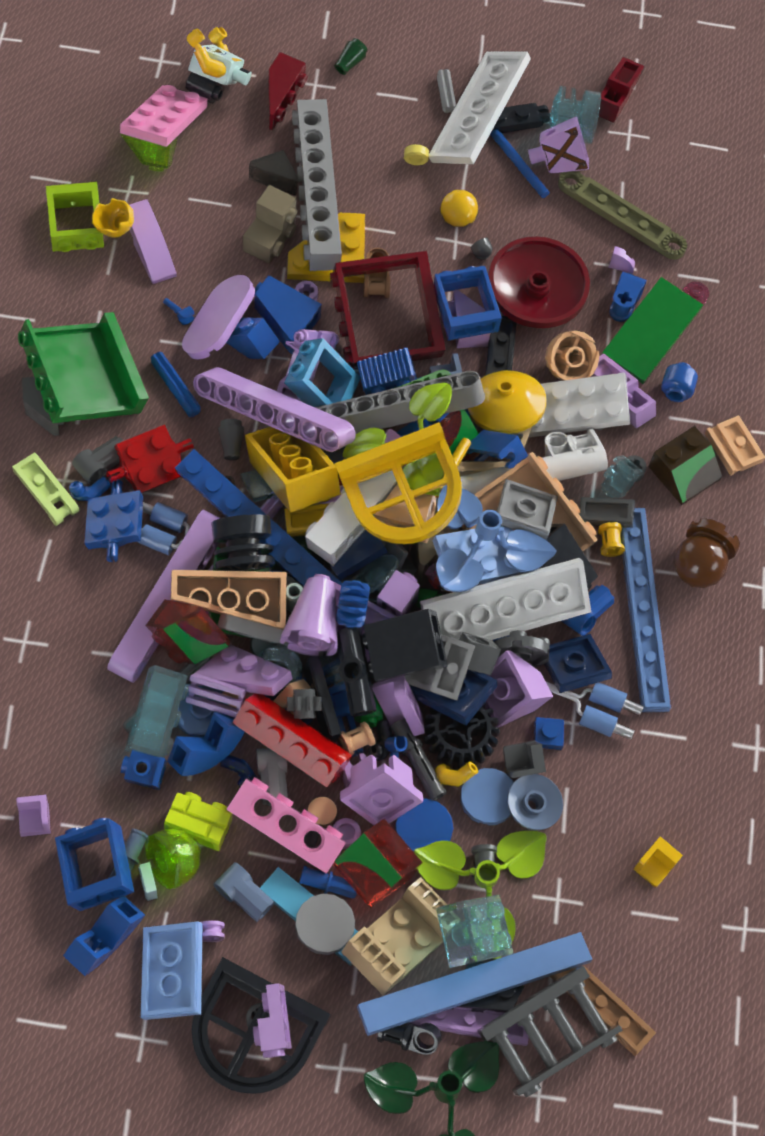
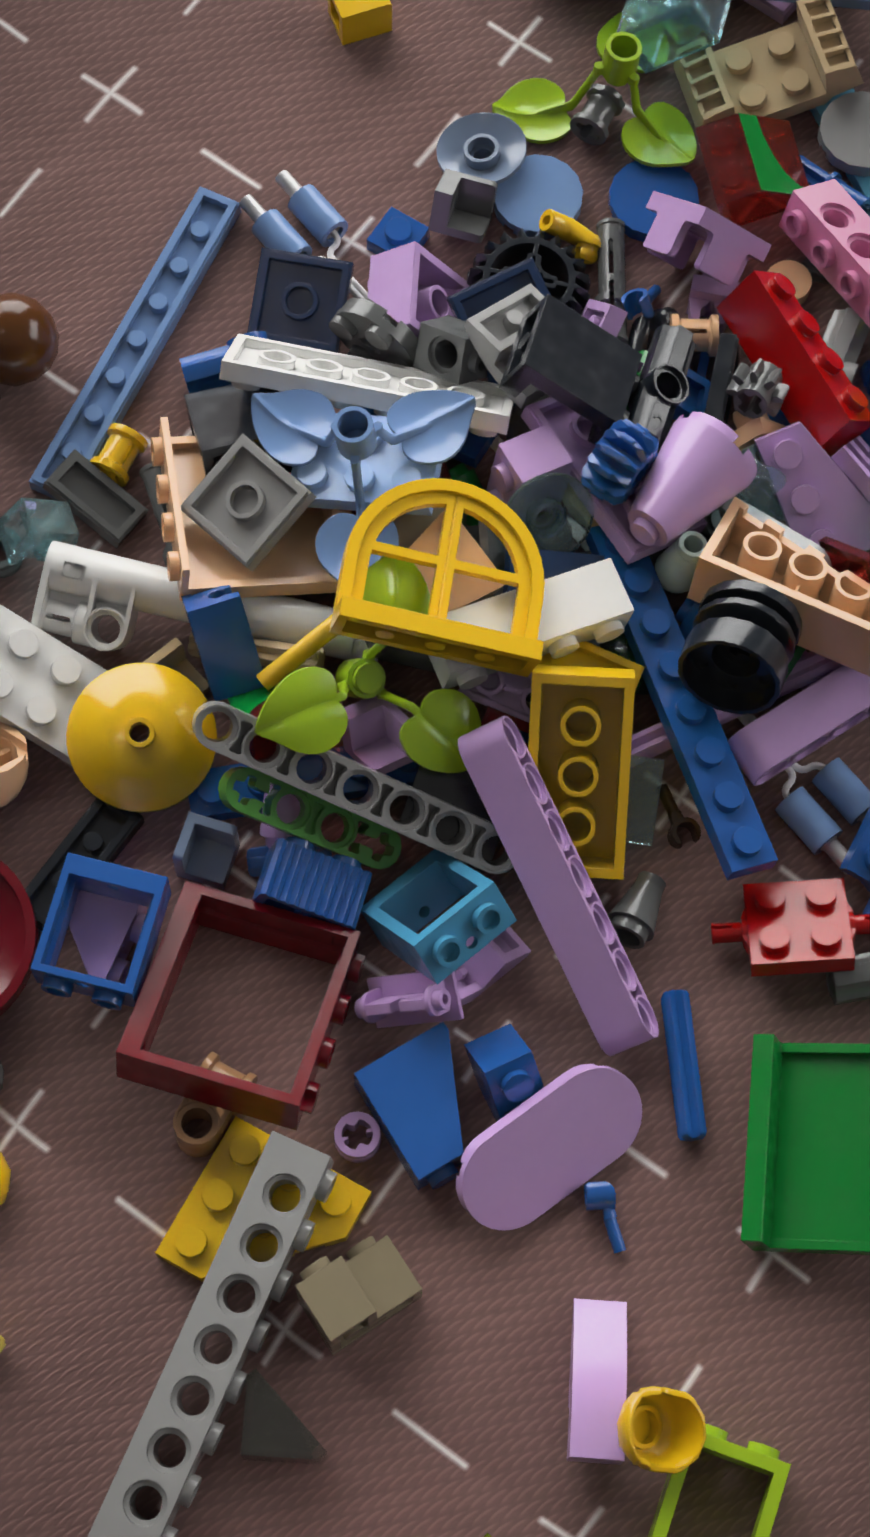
camera: 145 degrees left, 5 degrees up
(350, 830) = (771, 233): lavender tile -> none

